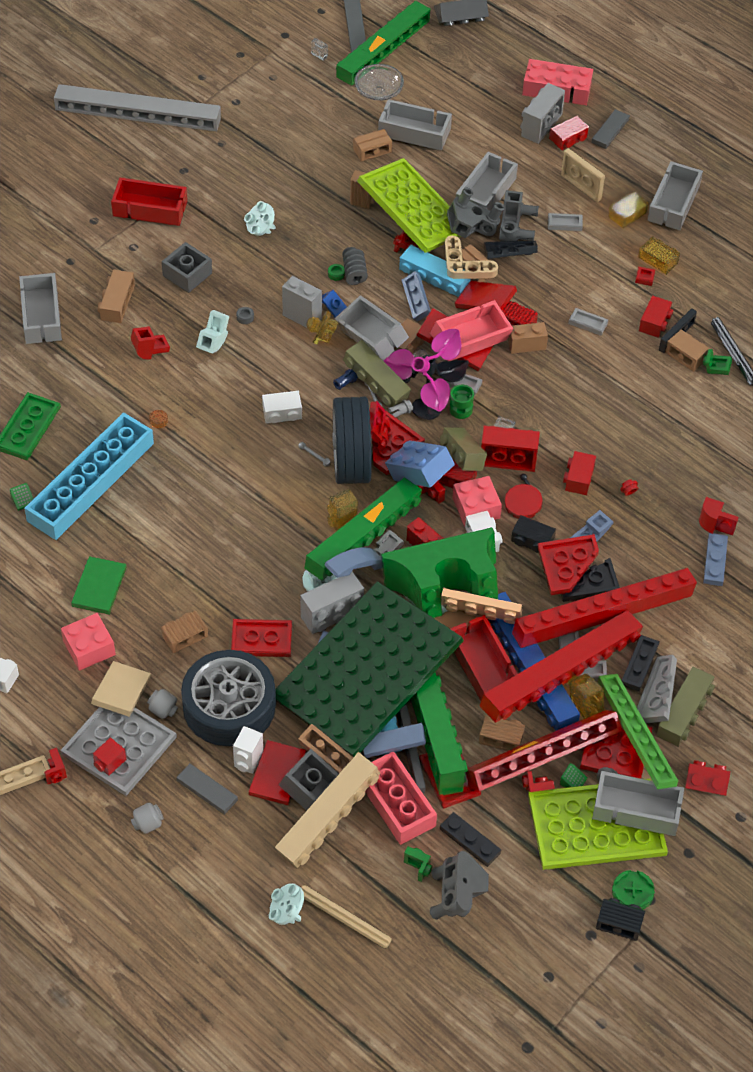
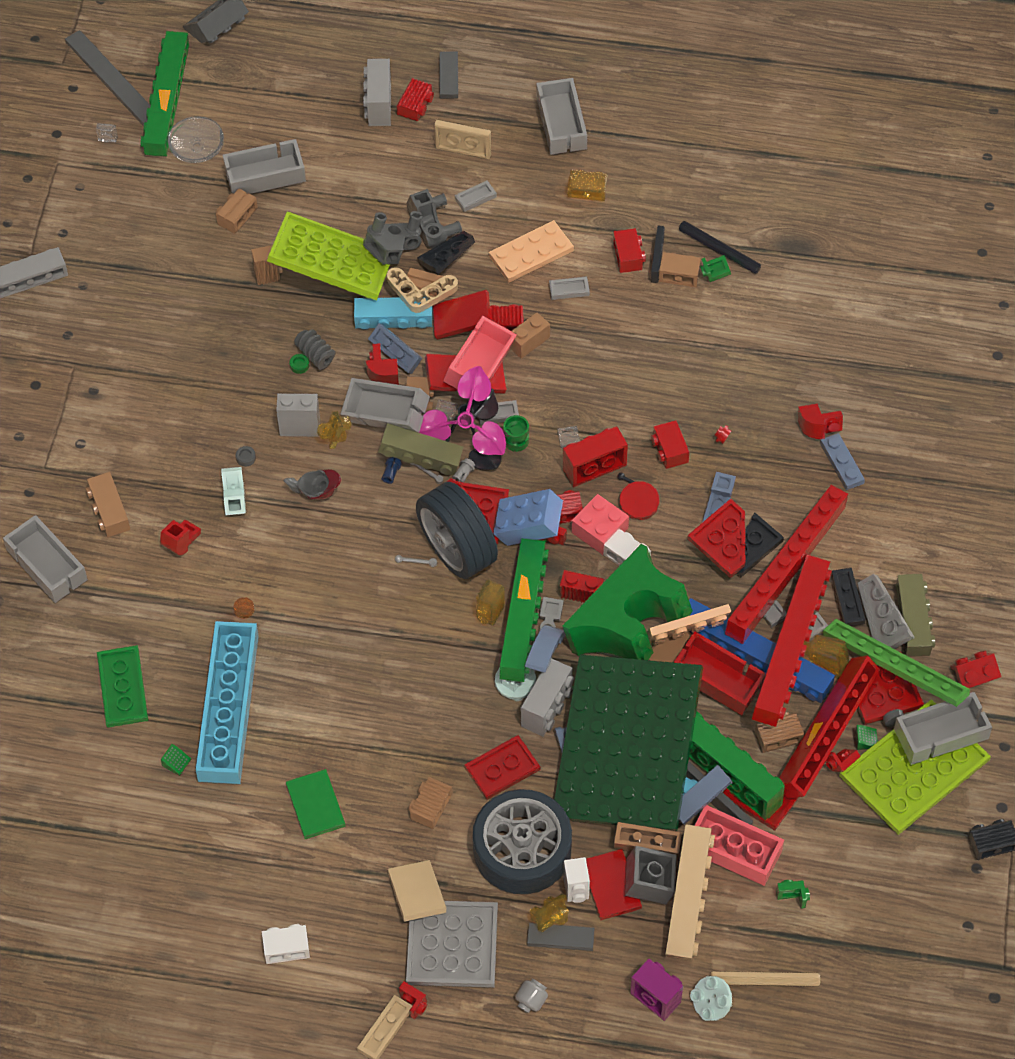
camera: 30 degrees left, 5 degrees up
(88, 641) = (351, 864): coral brick -> none
(109, 756) = (459, 960): red brick -> none
(149, 201) = (65, 387): red piece -> none
(162, 703) = (464, 882): light grey head -> none
(187, 267) = (156, 437): dark grey brick -> none
(210, 764) = (552, 912): none -> clear yellow hips
(247, 869) = (656, 989): none -> magenta brick
(260, 219) = (180, 345): light aqua plate -> none
(277, 358) = (315, 484): none -> dark grey hair
(282, 407) = (354, 531): white brick -> none
(333, 303) = (325, 398): blue bracket -> none
(394, 303) = (381, 369): none -> red brick
(403, 241) = (342, 297): red bracket -> none
(461, 882) = (847, 888): dark grey piece -> none
(463, 449) = (562, 481): olive brick -> none
(470, 839) = (819, 844): black plate -> none
(488, 182) = (379, 192): light grey piece -> none
(531, 532) = (671, 528): black brick -> none
(559, 75) = (350, 51): coral piece -> none
(578, 281) = (531, 251): none -> light nougat plate
(628, 209) = (526, 152): clear yellow brick -> none
(633, 888) = (983, 806): green tile -> none
(645, 276) = (587, 213): red tile -> none

